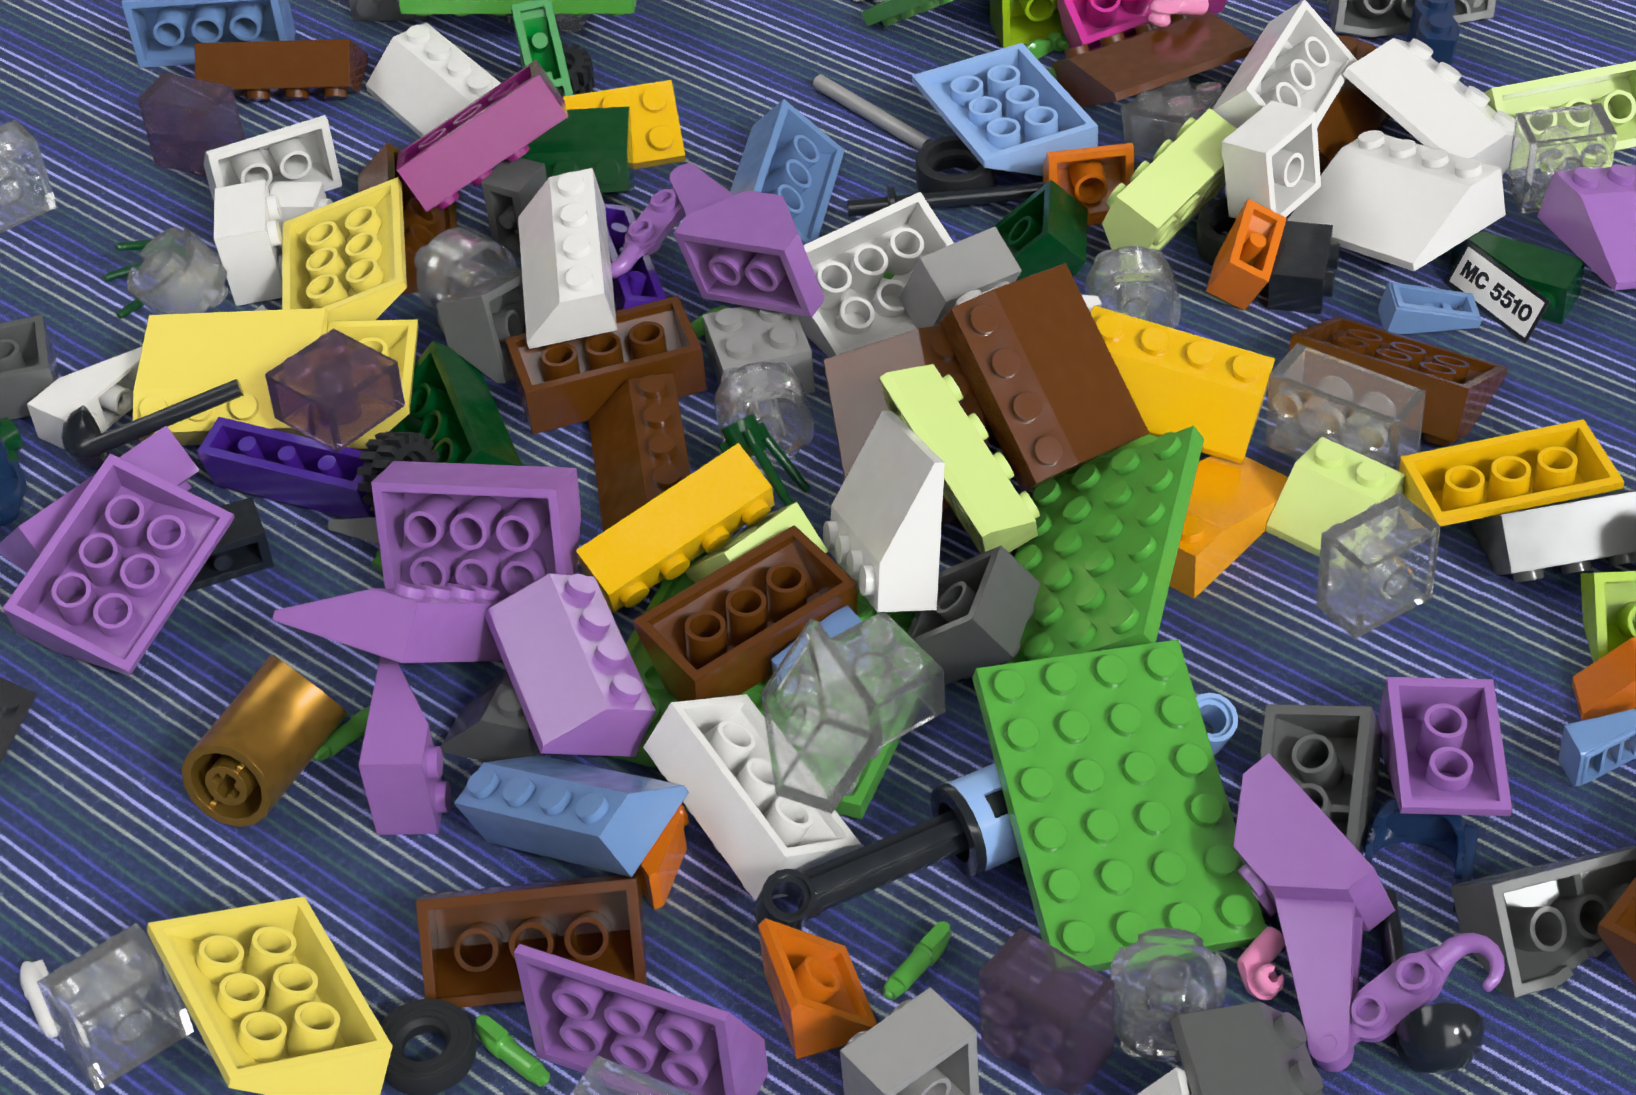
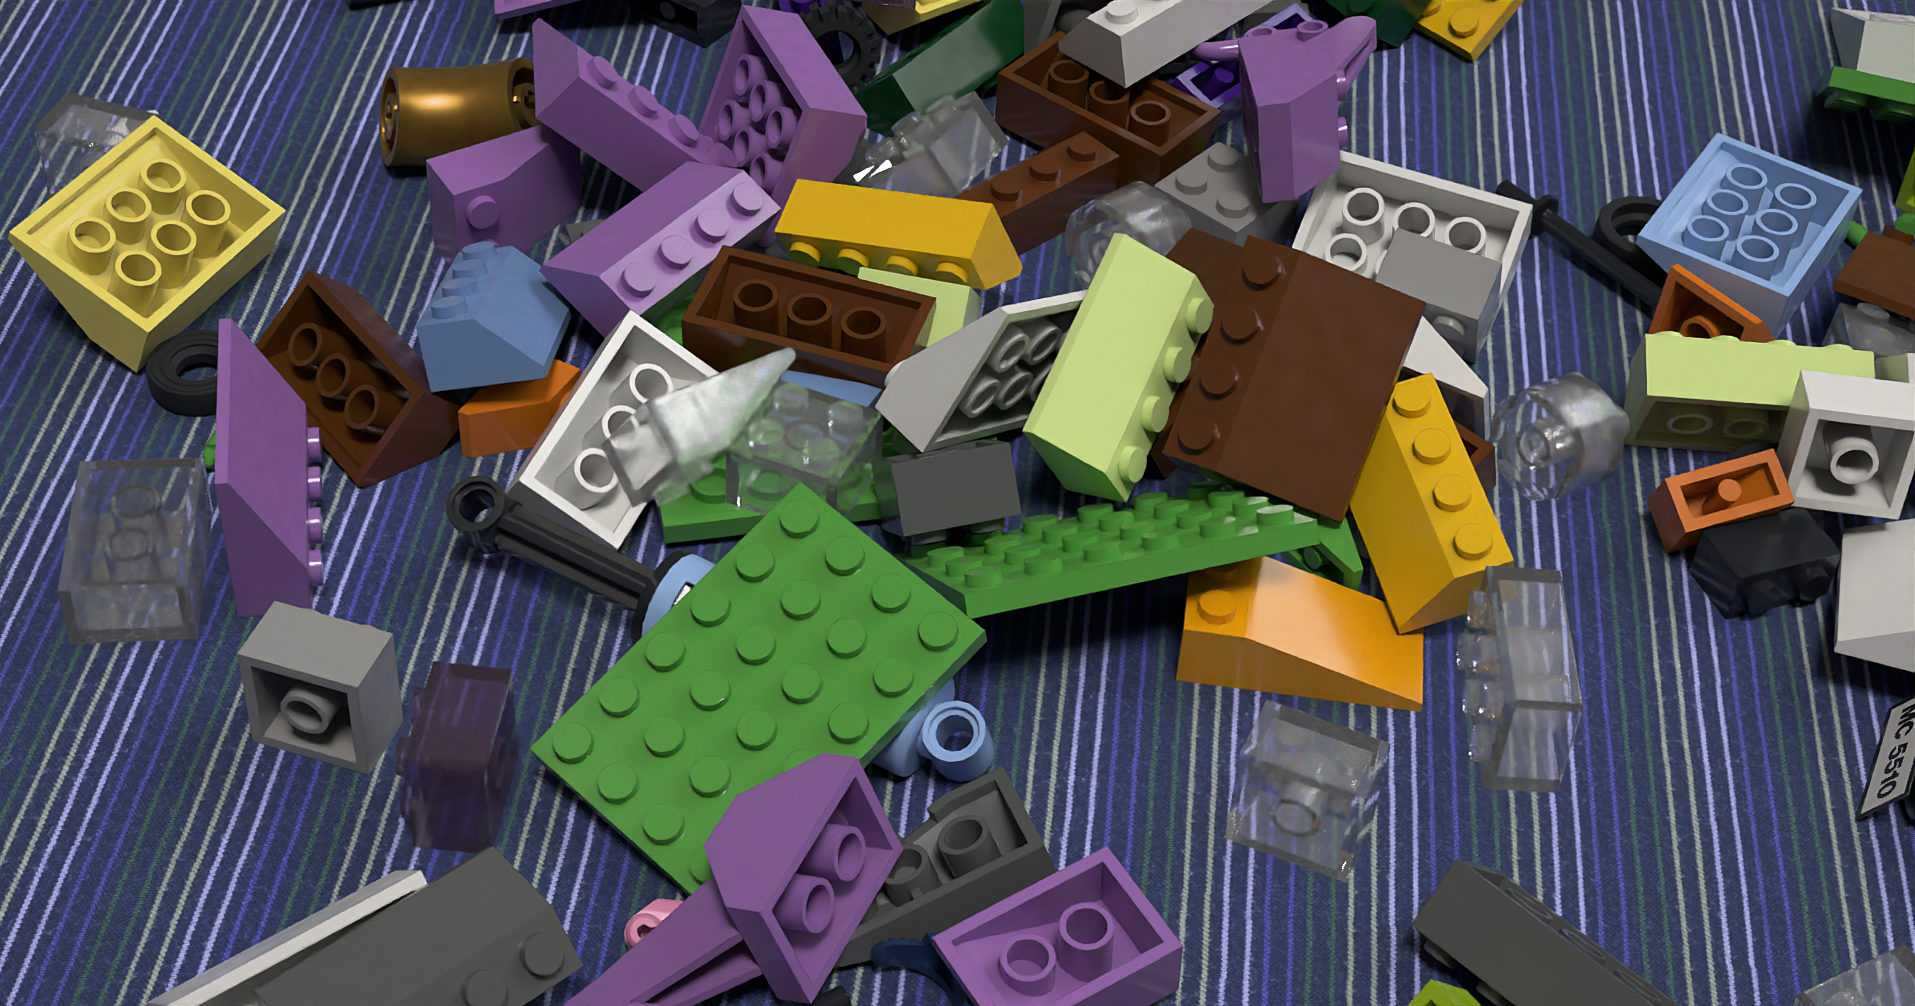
camera: 50 degrees right, 0 degrees up
(605, 465) = (935, 151): none -> clear brick
(754, 440) = (1062, 238): dark green plant -> none
(792, 160) = (1493, 127): medium blue slope -> none
(813, 988) = (411, 581): orange slope -> none
(870, 112) = (1677, 141): light grey bar -> none
(922, 957) = (523, 659): bright green piece -> none
(1046, 231) = (1591, 340): dark green slope -> none
(1157, 980) = (562, 841): clear brick -> none
(1327, 489) = (1423, 716): yellowish green slope -> none
(1426, 309) = (1799, 674): medium blue slope -> none
(1454, 383) = (1665, 712): reddish brown slope -> none
(1508, 473) = (1557, 857): yellow slope -> none

